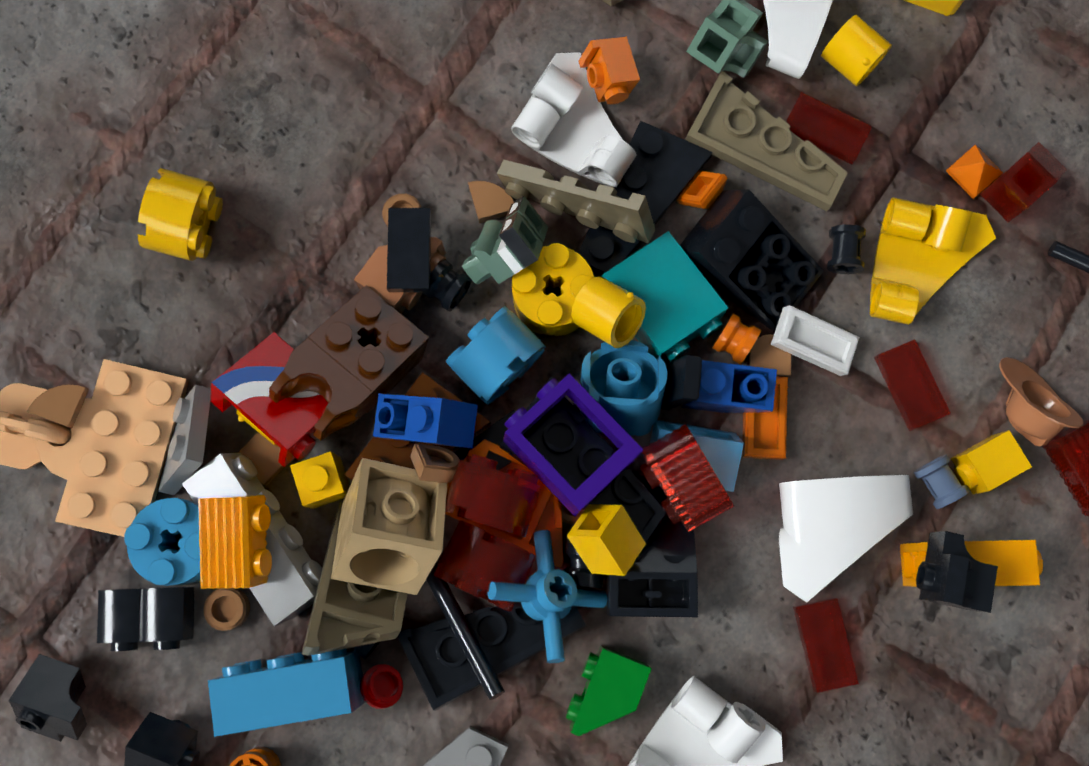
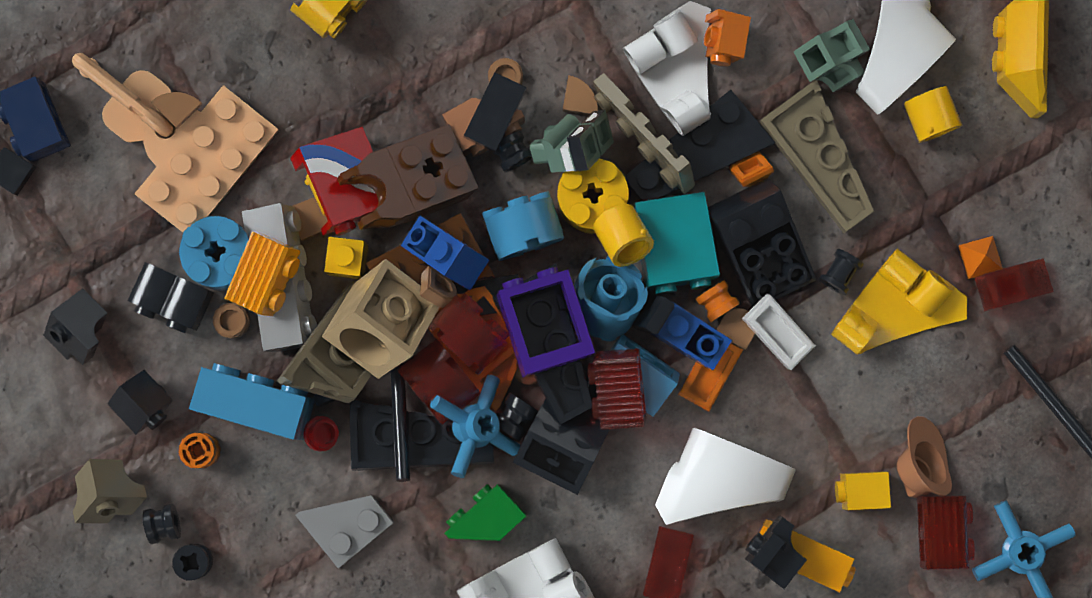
camera: 30 degrees right, 5 degrees up
(188, 439) = (259, 179): light grey wing -> none
(606, 539) = (536, 405): yellow brick -> none
(828, 128) = (879, 165): clear red tile -> none
(912, 385) = (838, 402): clear red tile -> none
(941, 482) = (819, 486): sand blue bush -> none

